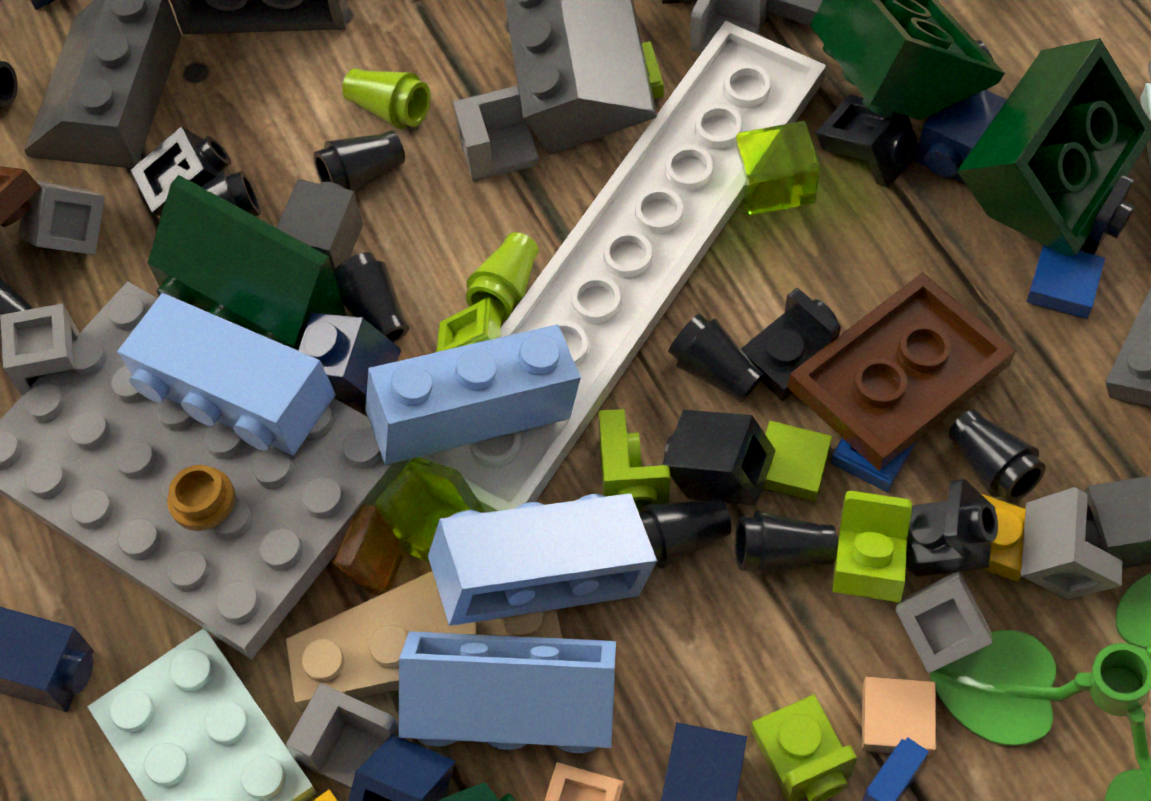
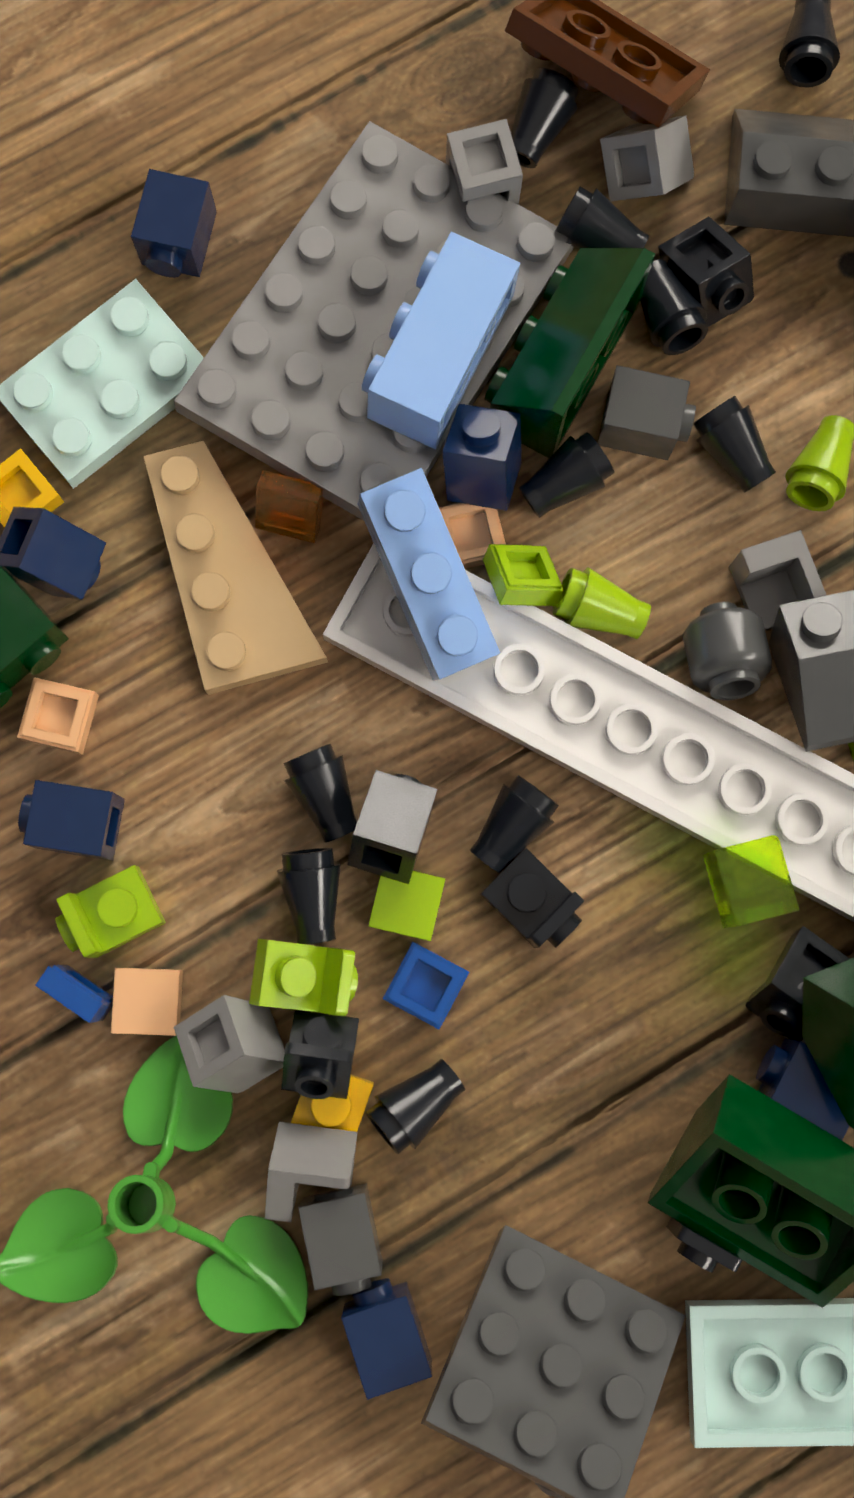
camera: 80 degrees right, 20 degrees up
(119, 260) = (597, 223): none -> black cone
(200, 497) = (312, 338): pearl gold plate -> none
(338, 735) = (112, 501): light grey panel -> none
(420, 498) = (321, 558): clear neon green panel -> none
(507, 690) = (147, 639): light blue brick -> none
(540, 557) = (273, 659): light blue brick -> none
(558, 174) = (727, 651): none -> dark grey head
(622, 463) = (394, 729): lime bracket -> none
(900, 370) = (507, 1012): reddish brown plate -> none
(1066, 281) = (625, 1194): blue tile -> none

